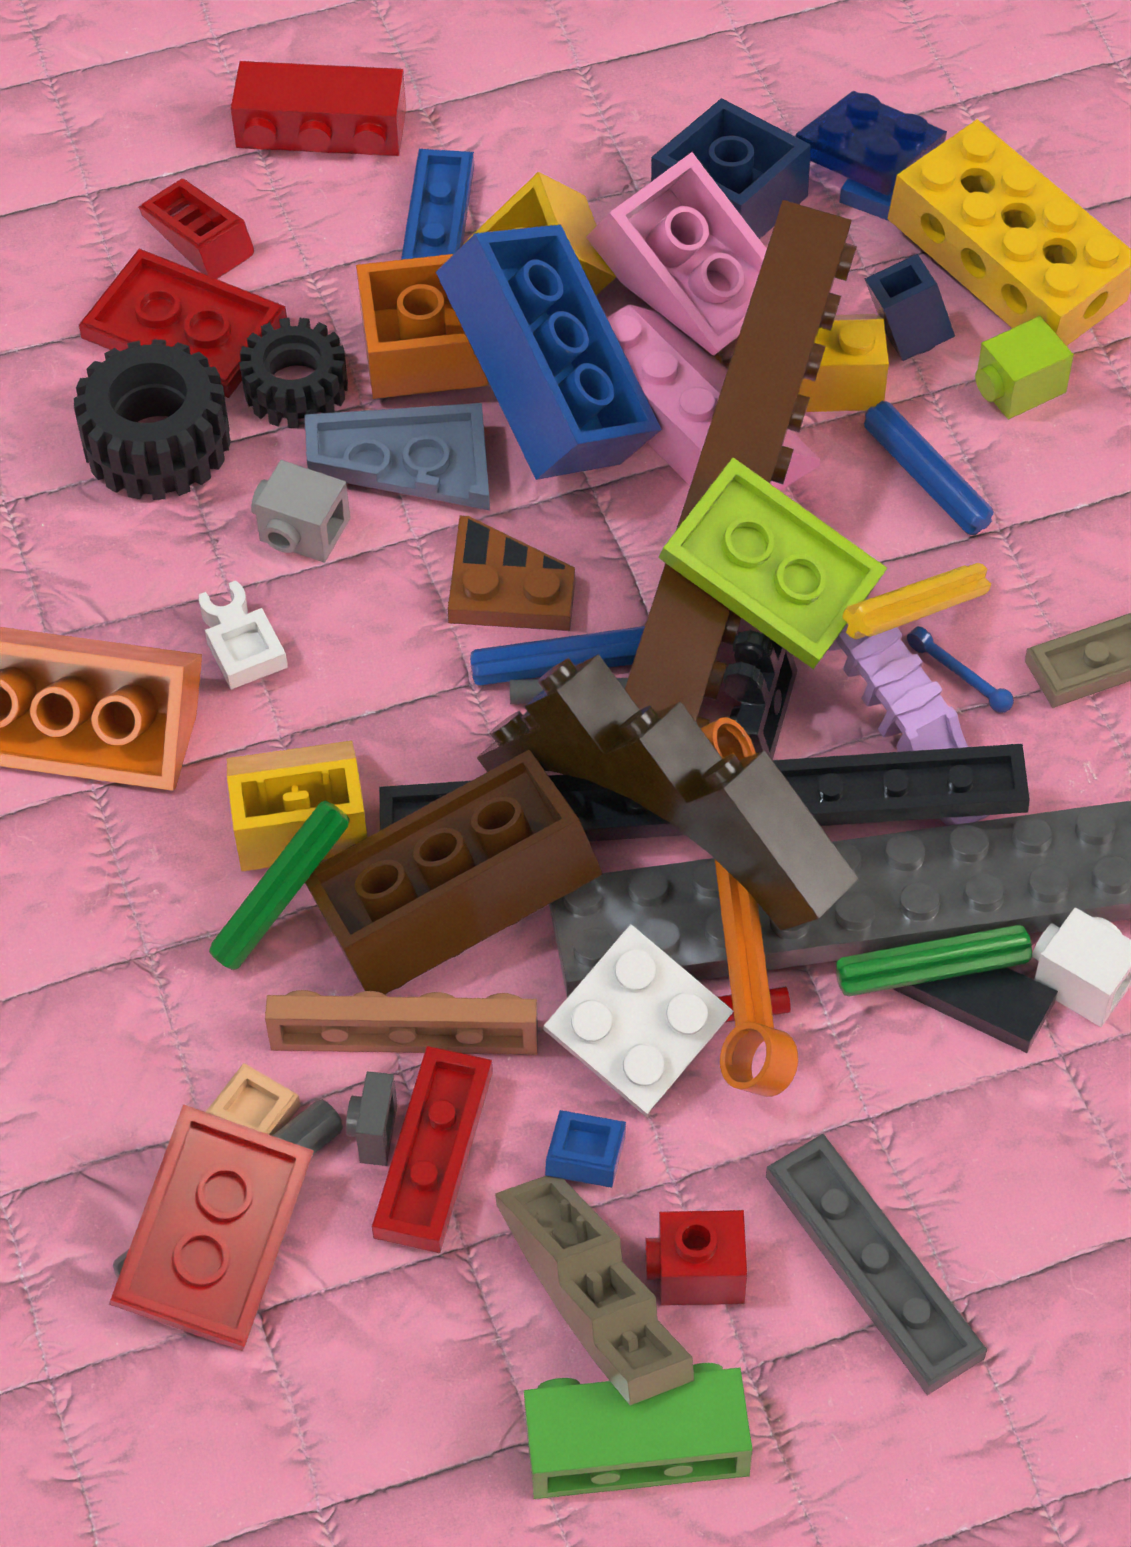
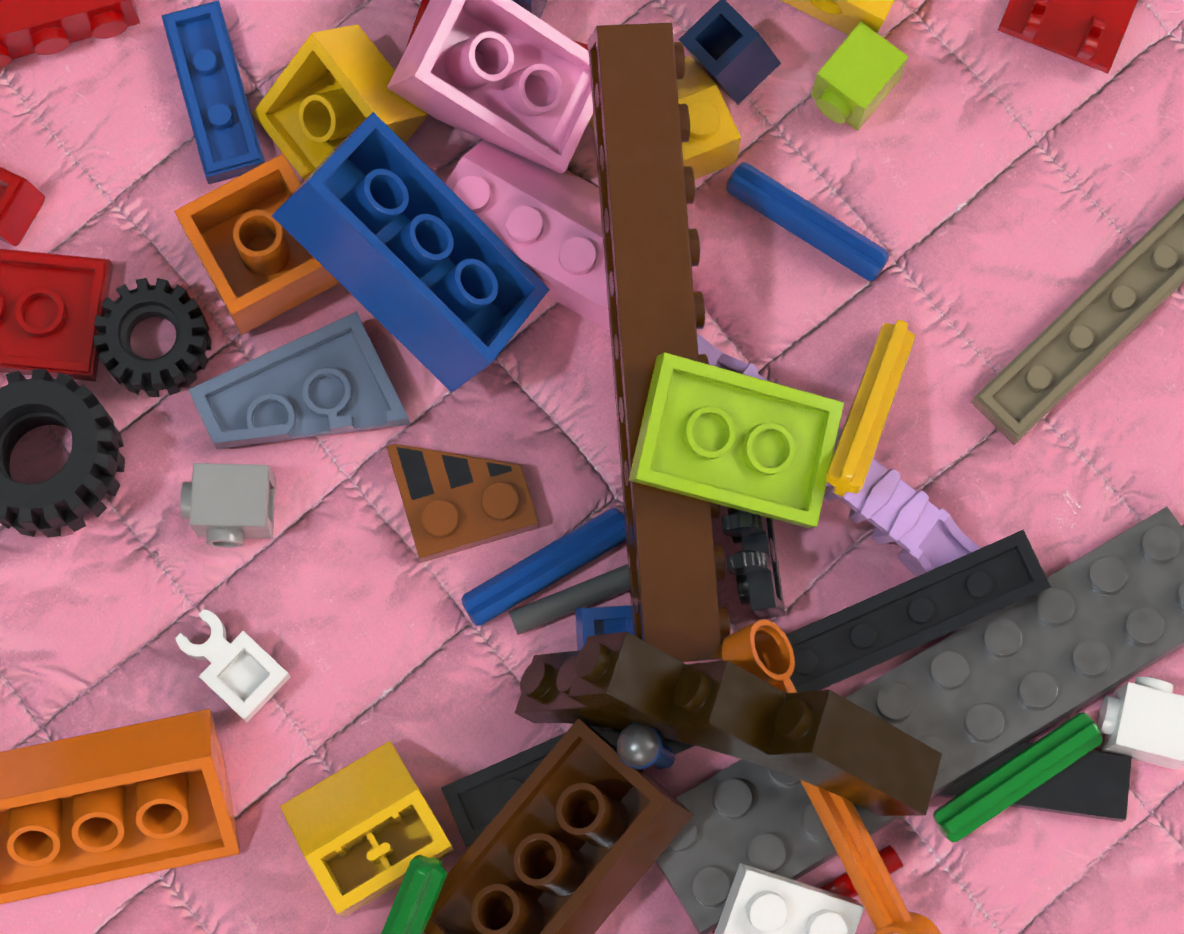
camera: 25 degrees left, 20 degrees up
(575, 778) = (643, 747): none -> flat silver piece
(921, 641) = (966, 457): blue hinge -> none

